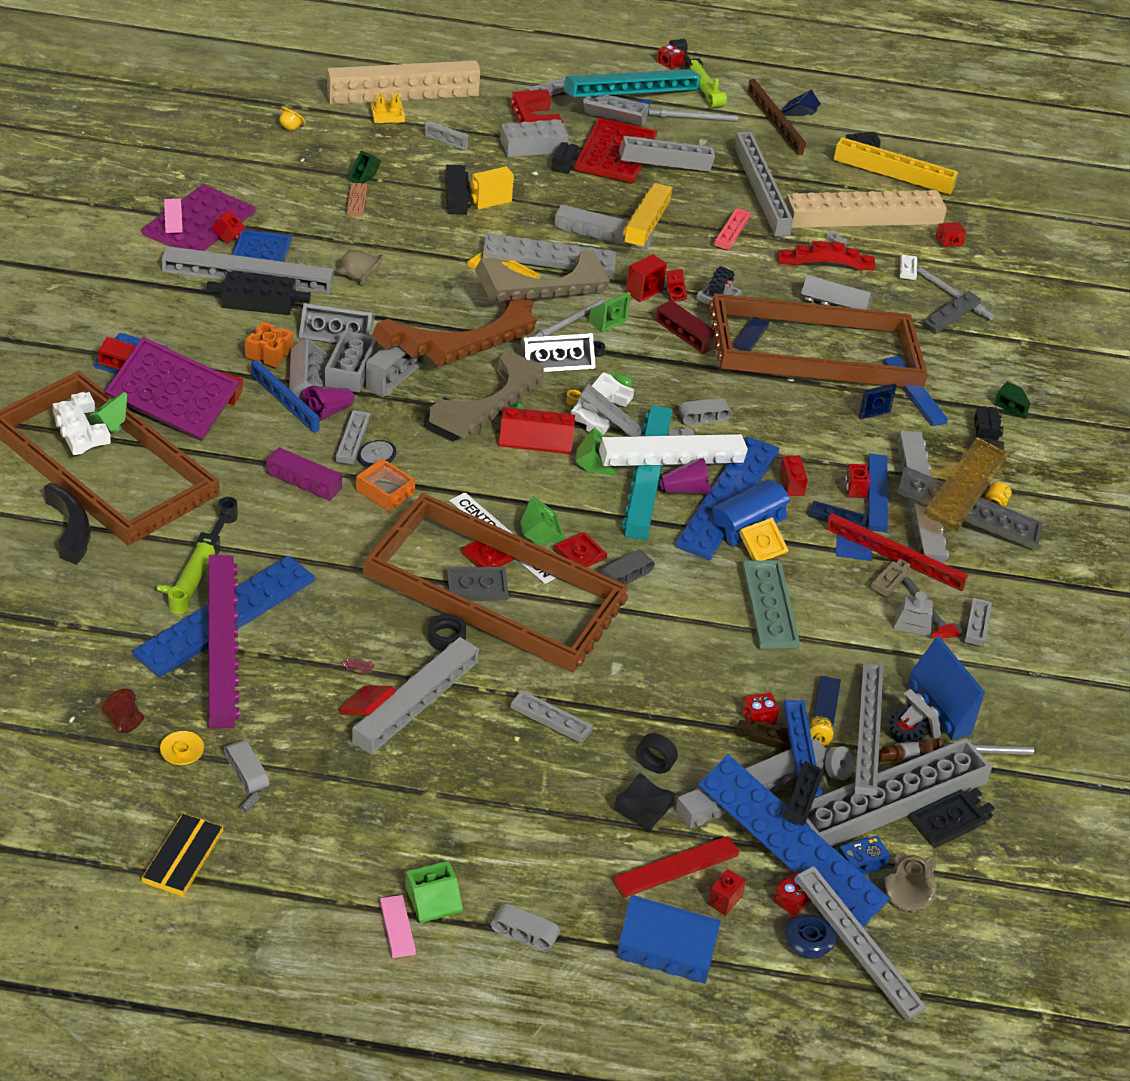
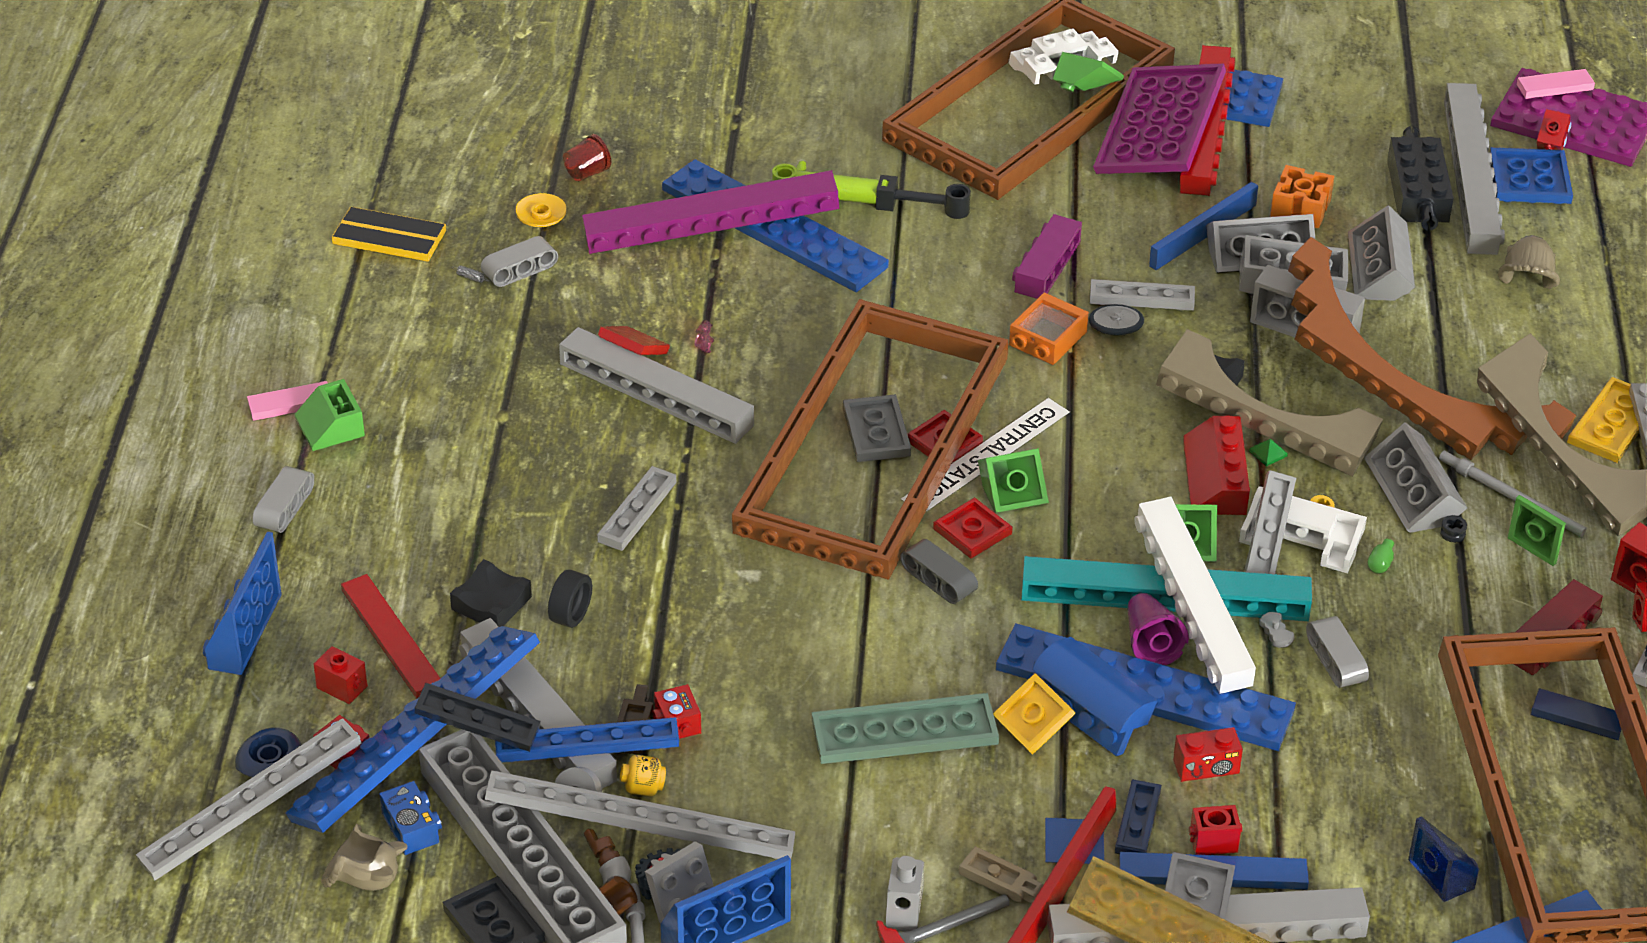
camera: 90 degrees right, 0 degrees up
(77, 535) = (896, 89): black brick -> none
(327, 400) = (1199, 258): magenta cone -> none
(443, 622) = (773, 391): black tyre -> none
(827, 698) = (714, 793): dark blue tile -> none

